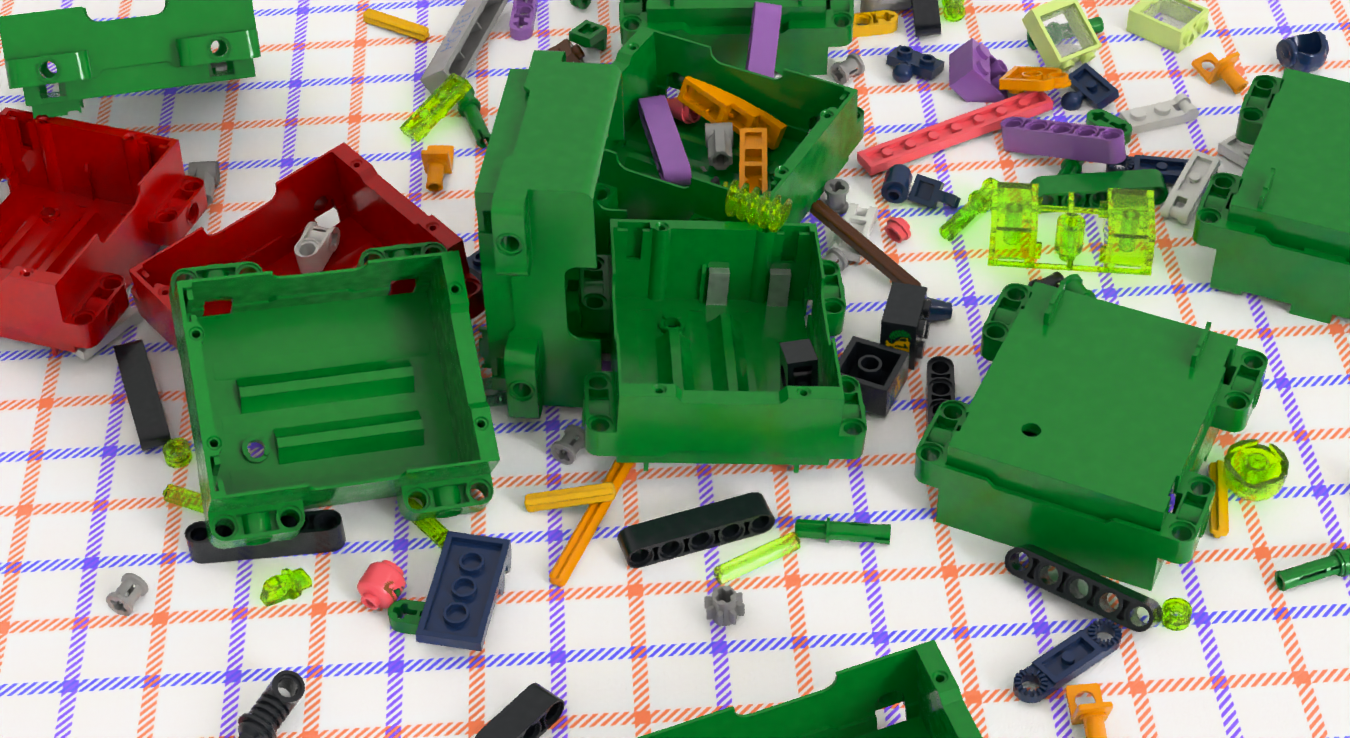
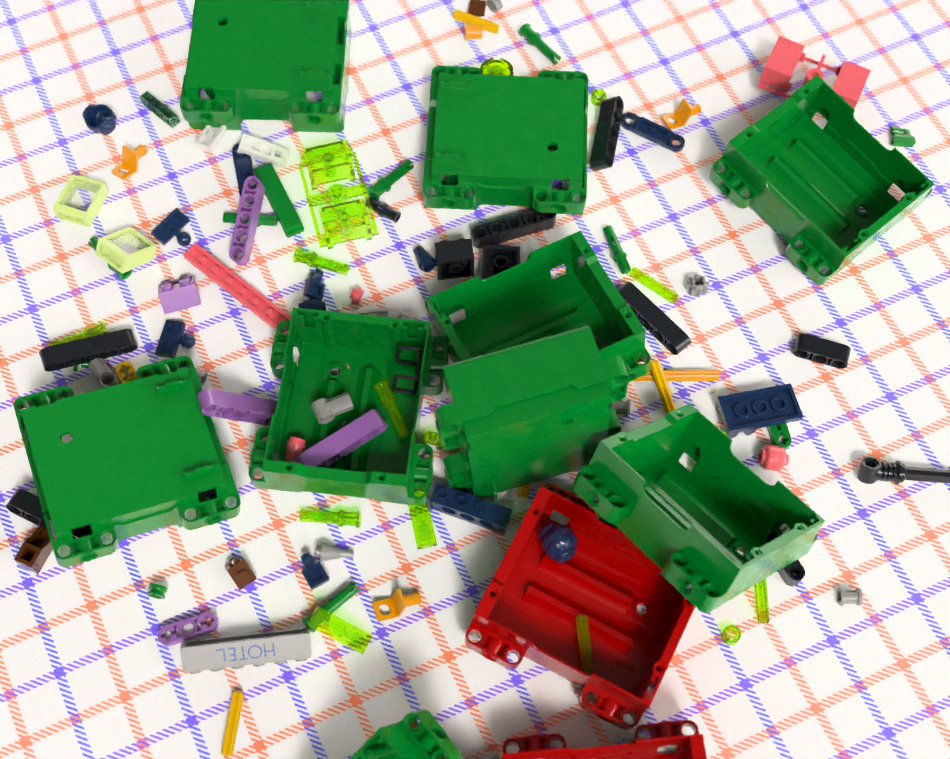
camera: 115 degrees left, 20 degrees up
(142, 394) = (698, 683): black beam -> none
(316, 247) = (529, 626): white piece -> none
(589, 35) = (214, 558): green bracket -> none
(722, 106) = (301, 411): light orange slope -> none
(753, 158) = (352, 378): light orange slope -> none
(756, 208) = (441, 321): clear neon green piece -> none
(798, 364) = (536, 286): brick -> none
(861, 244) = (394, 293): reddish brown axle -> none
(1033, 79) = (177, 257): light orange plate -> none
(1103, 118) = (204, 209): green beam -> none
(1160, 114) = (185, 188): white plate -> none

